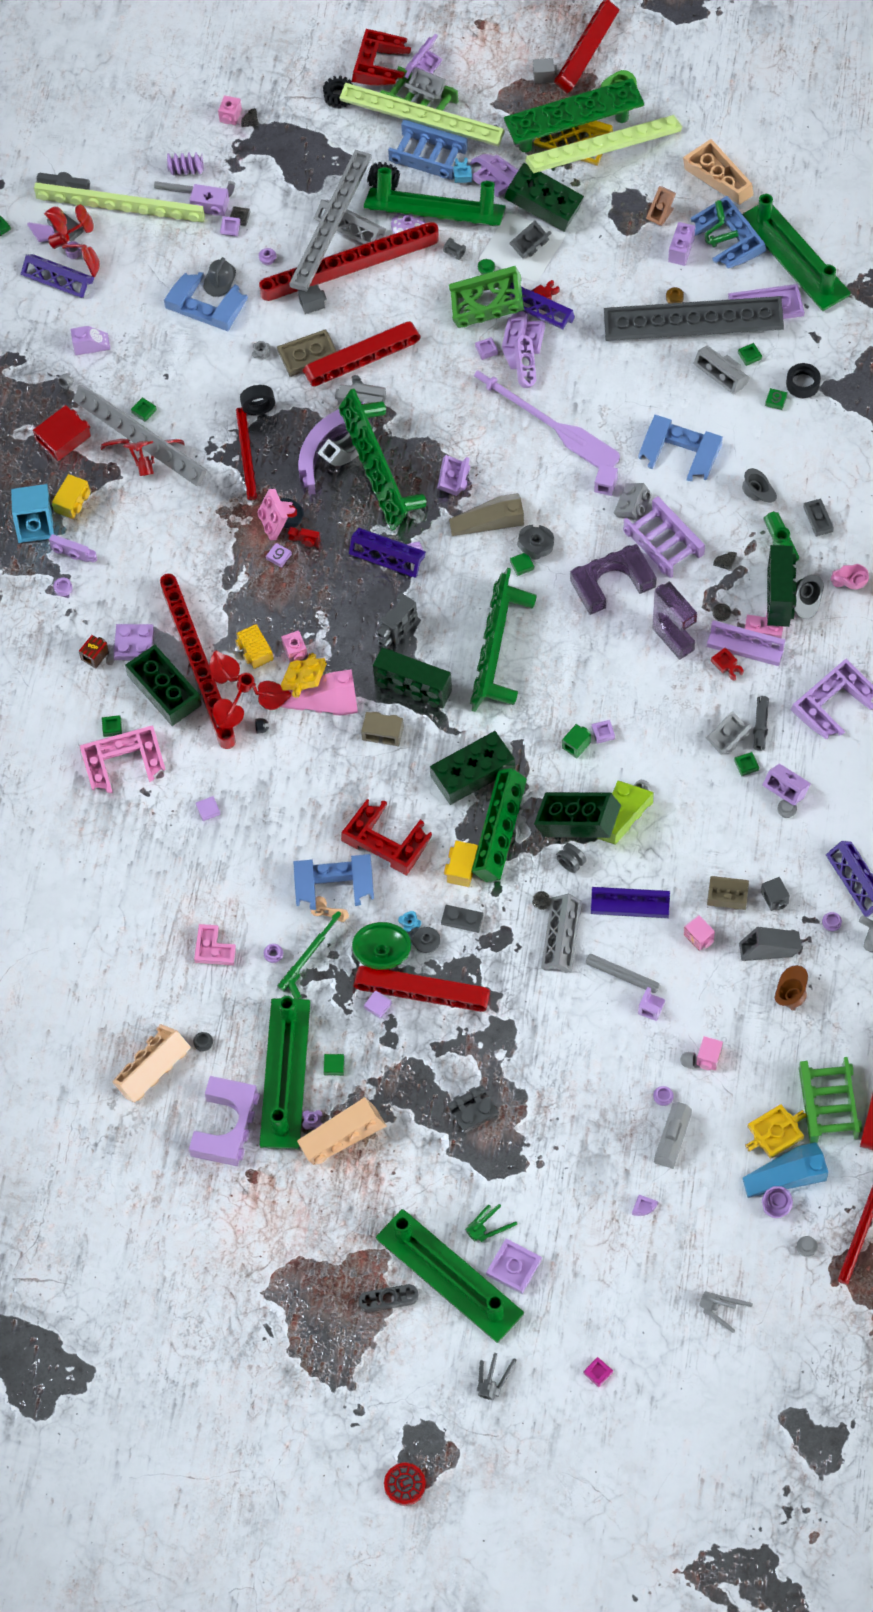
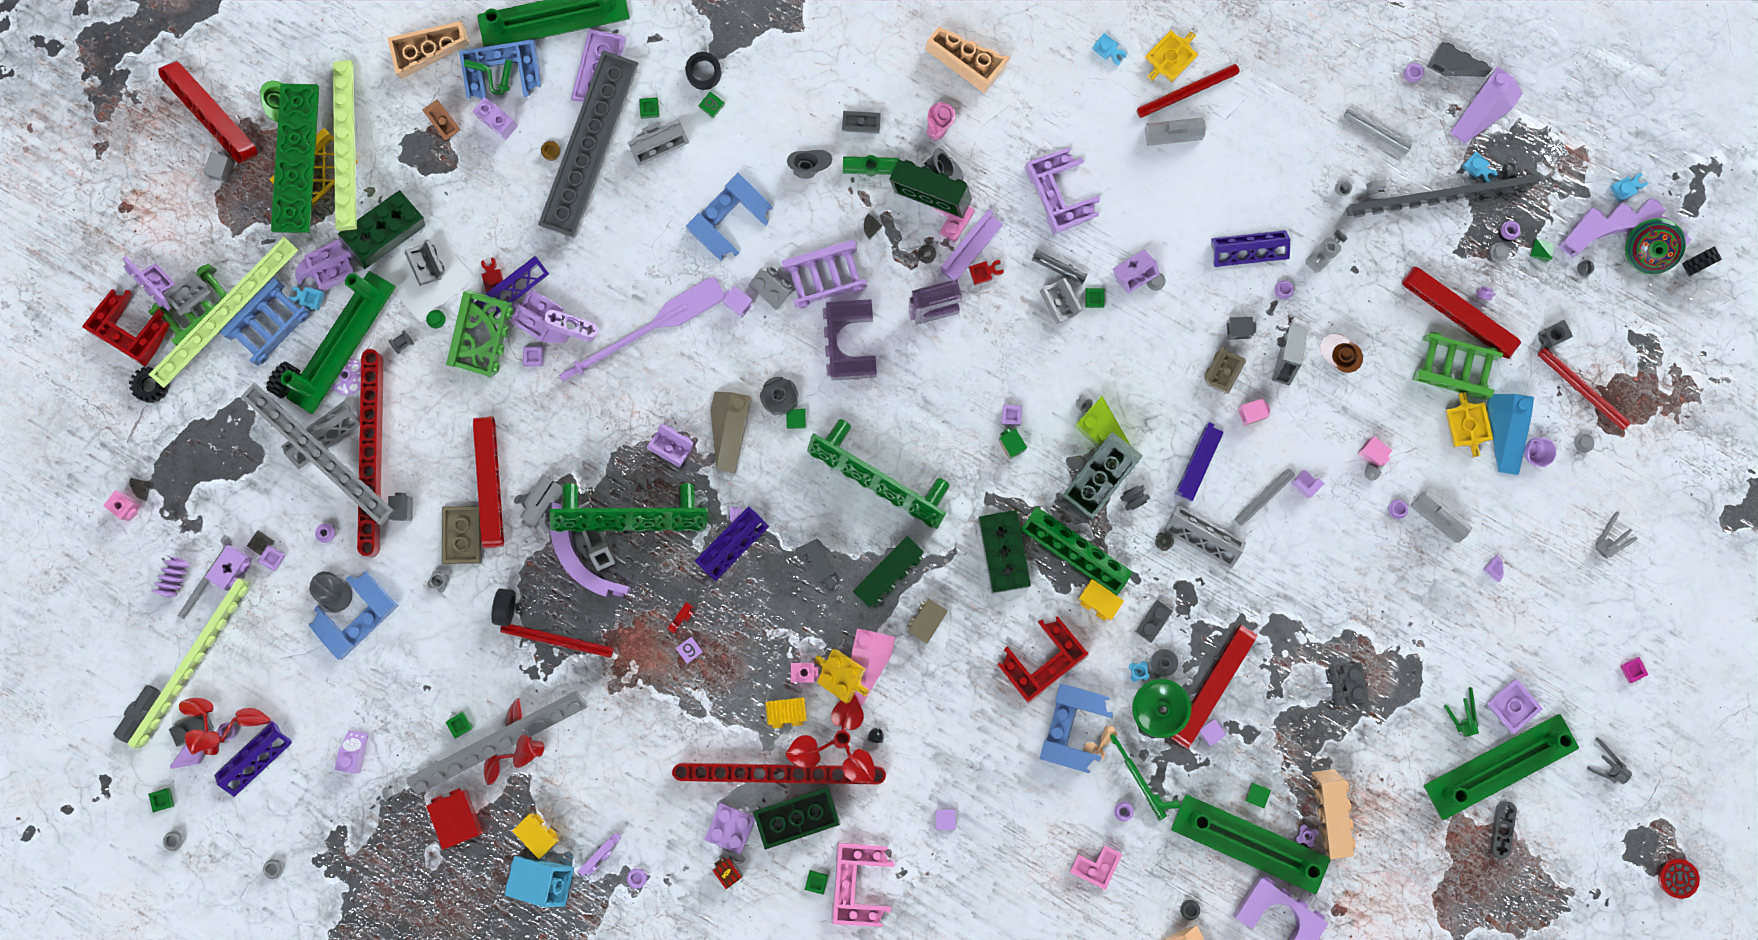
camera: 70 degrees left, 20 degrees up
(279, 513) = (647, 633): bright pink plate -> none

